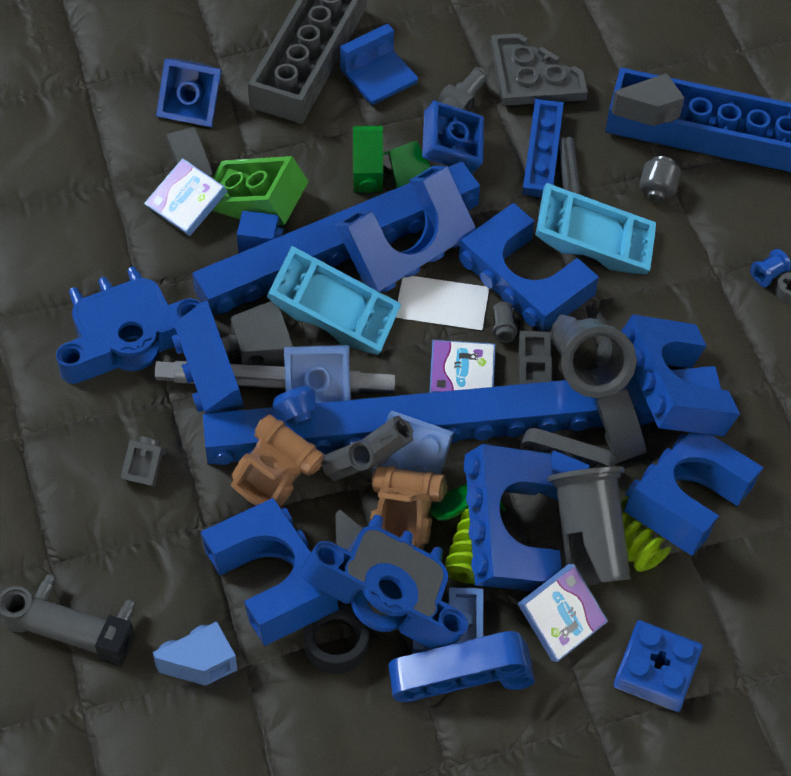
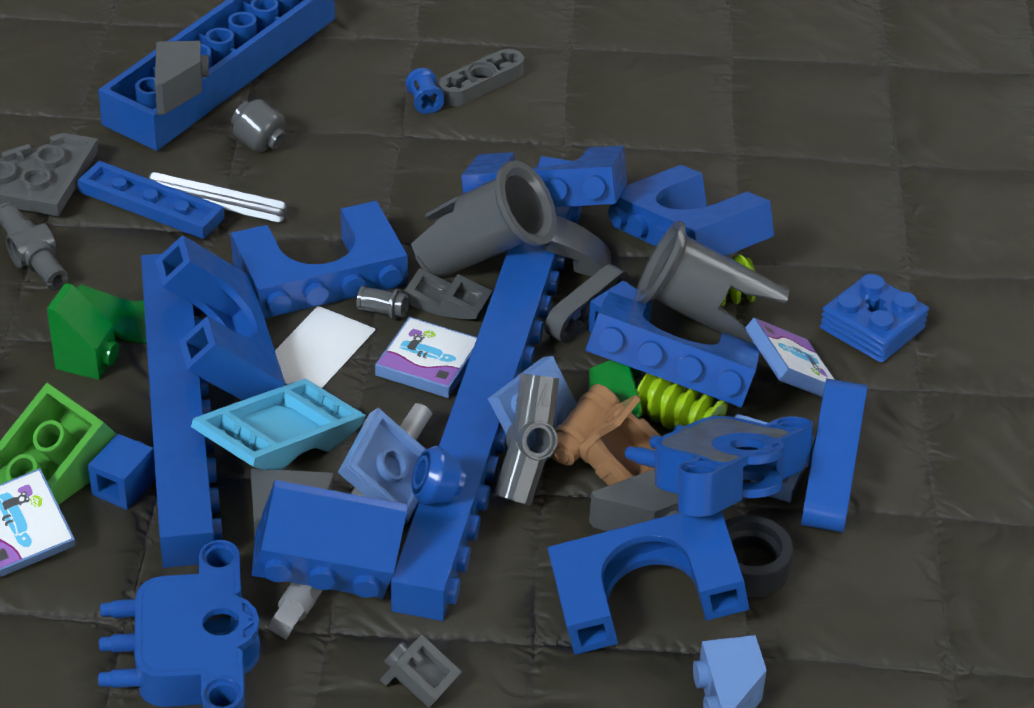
camera: 70 degrees left, 15 degrees down
(274, 463) = (503, 532): medium nougat piece -> none
(453, 136) = (95, 254): blue brick -> none
(595, 230) = (306, 188): medium azure slope -> none

